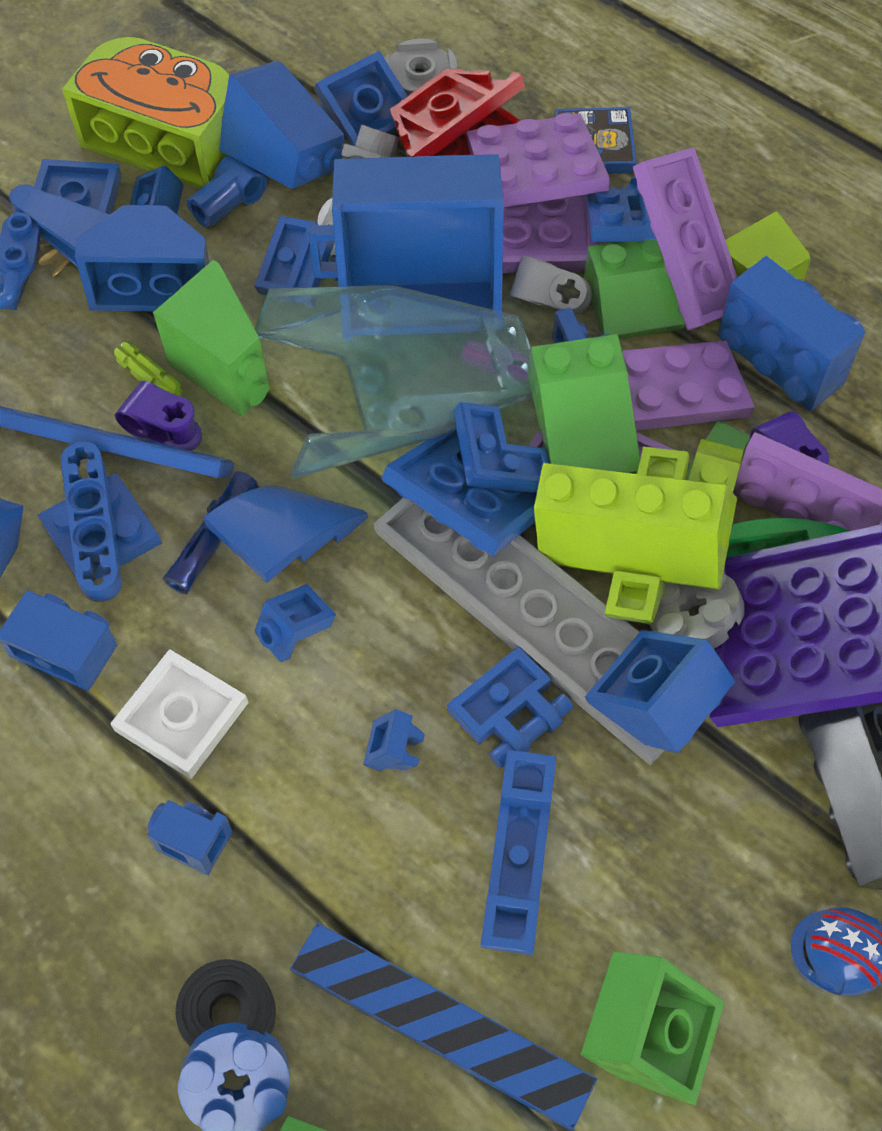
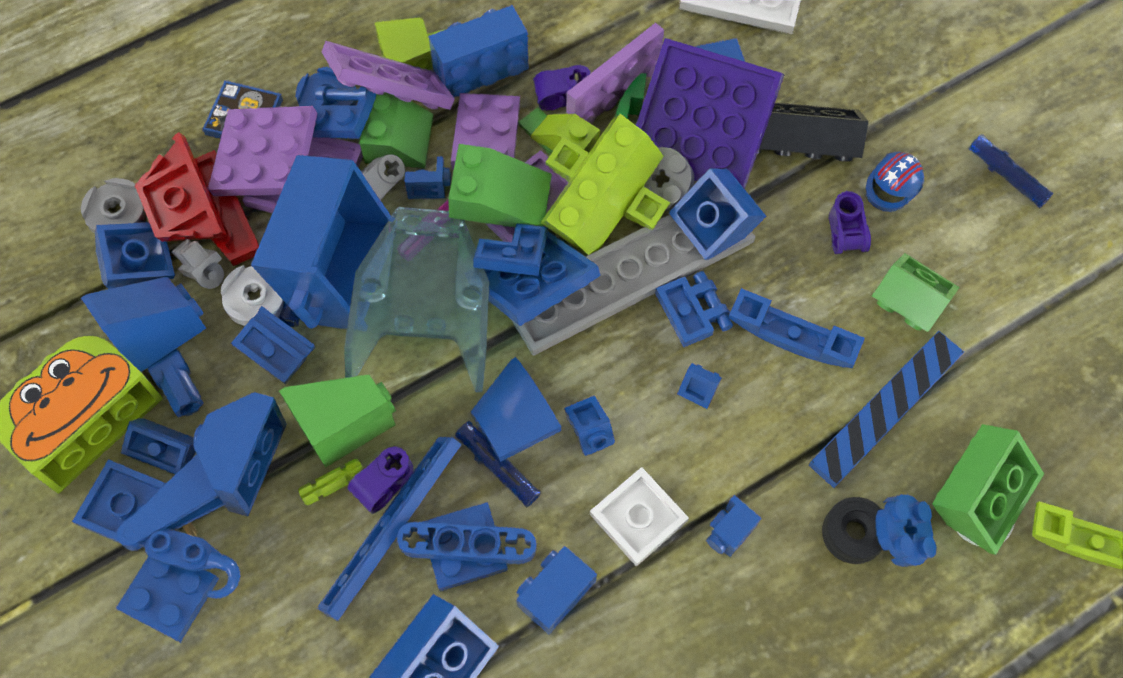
camera: 75 degrees left, 5 degrees up
(722, 899) = (847, 229): none -> dark purple piece

